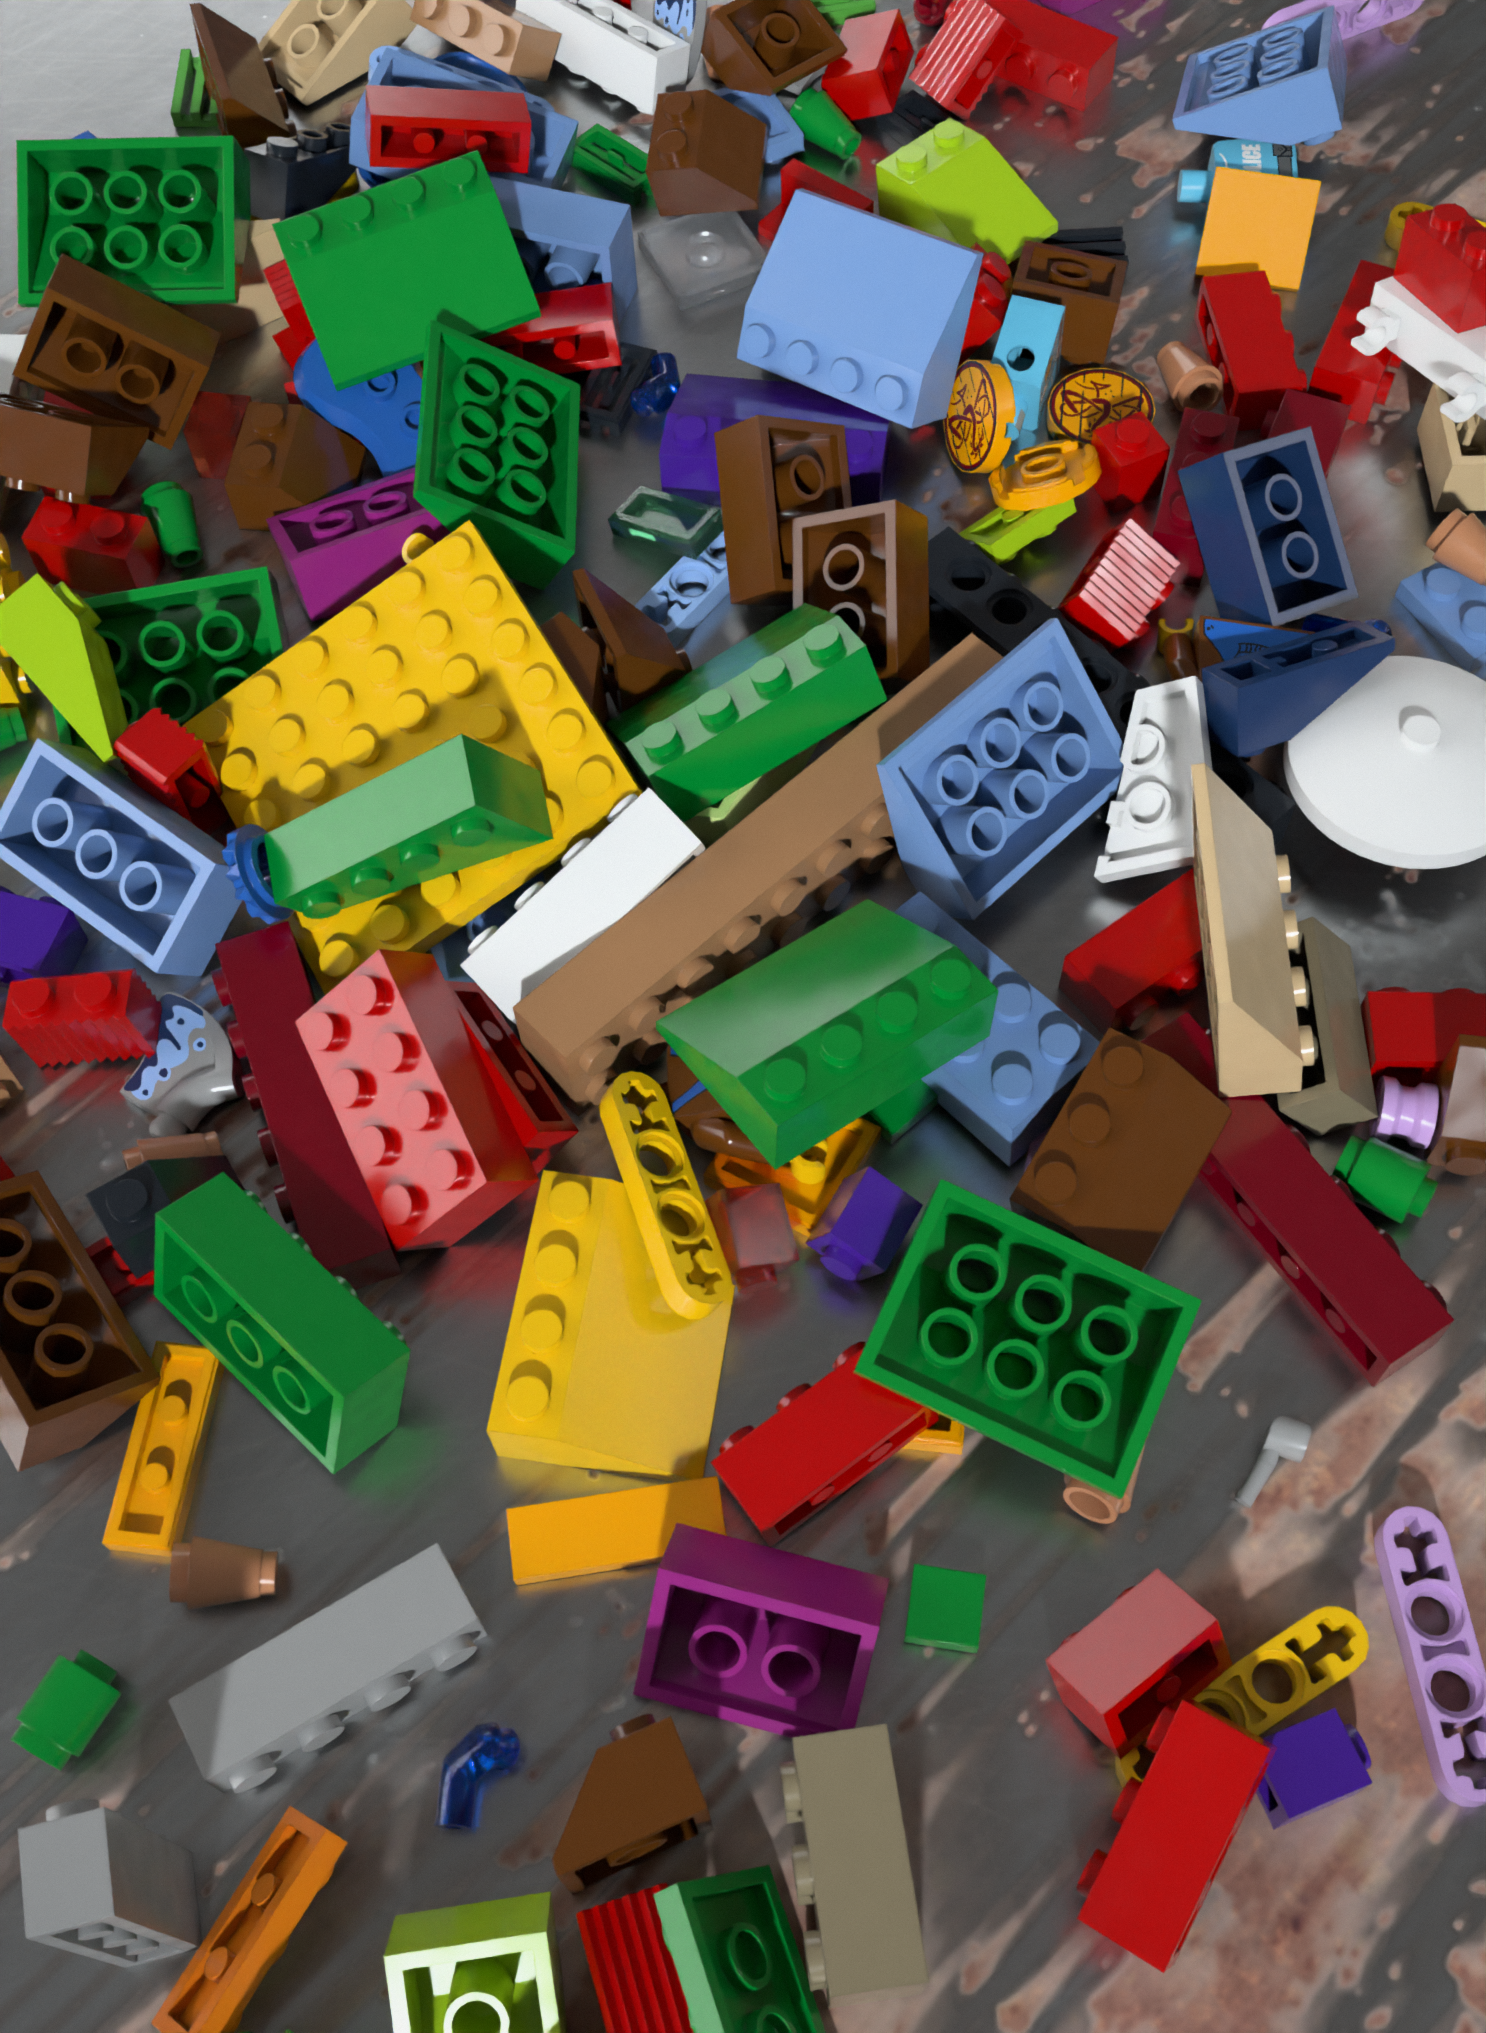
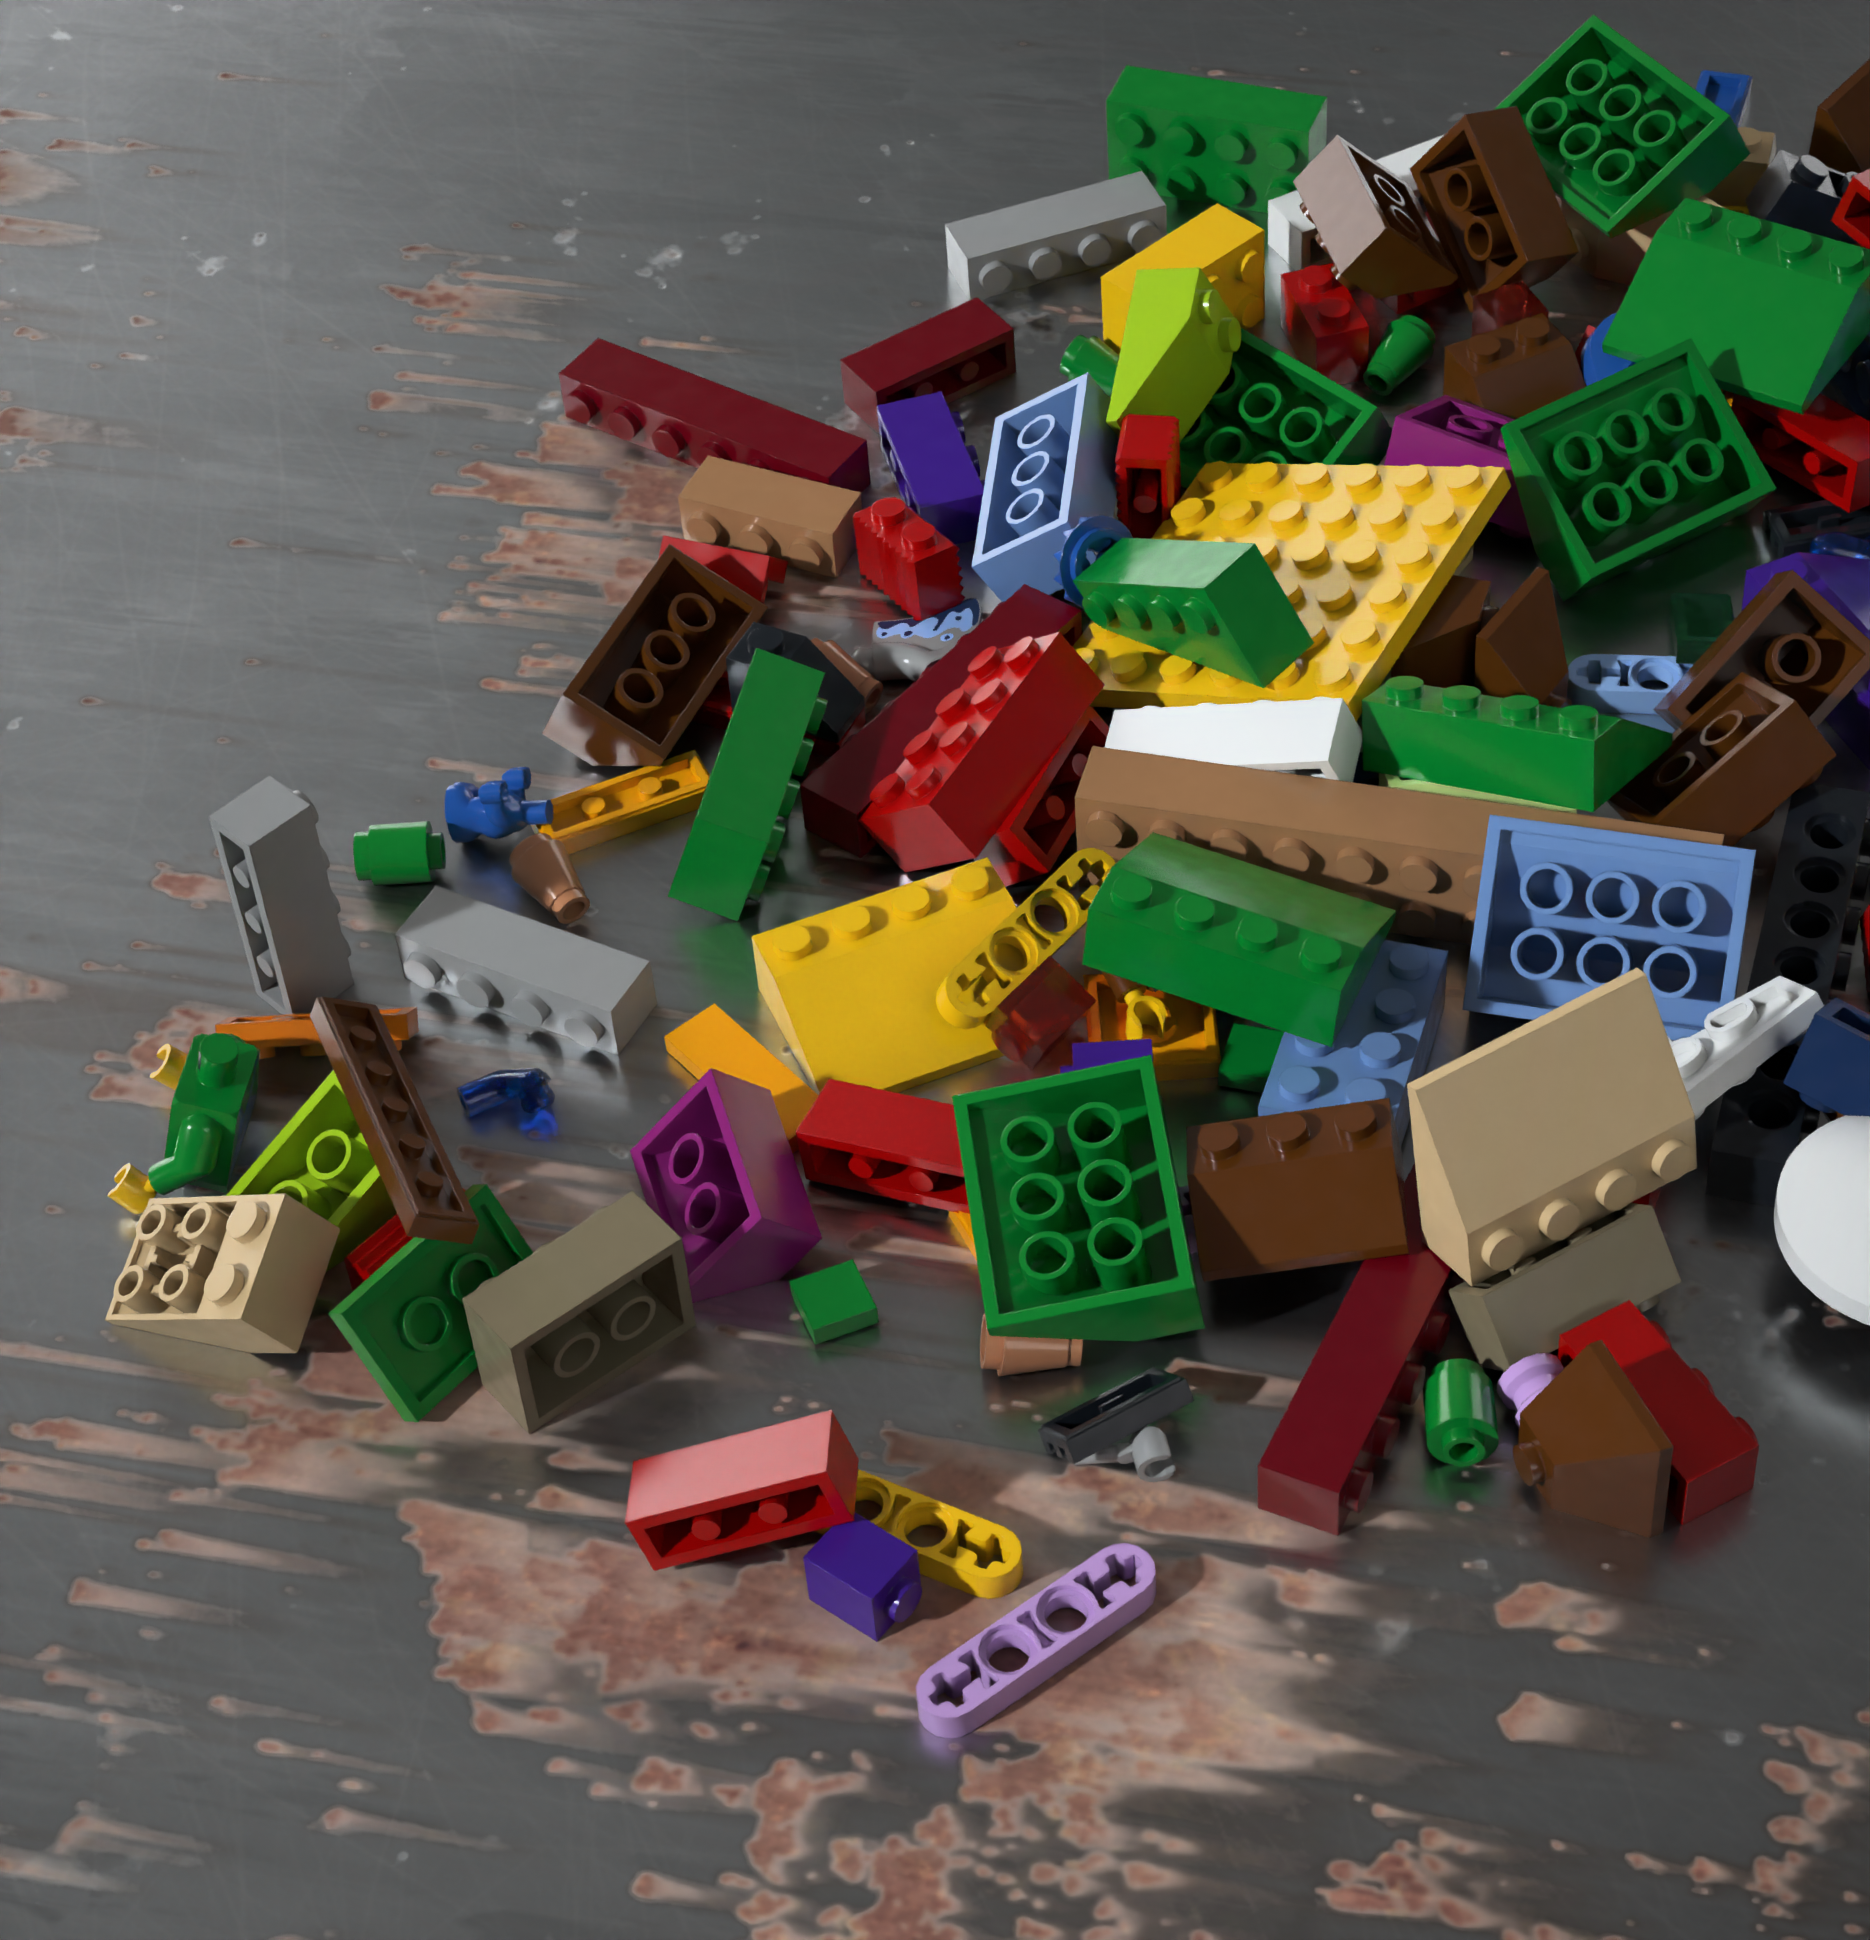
camera: 60 degrees right, 15 degrees down
(90, 1578) = (494, 808): none -> blue piece
(520, 1937) = (394, 1122): none -> reddish brown tile
(631, 1805) = (536, 1157): reddish brown slope -> none
(1137, 1660) = (889, 1420): brick -> none
(1260, 1441) = (1115, 1414): none -> black tile

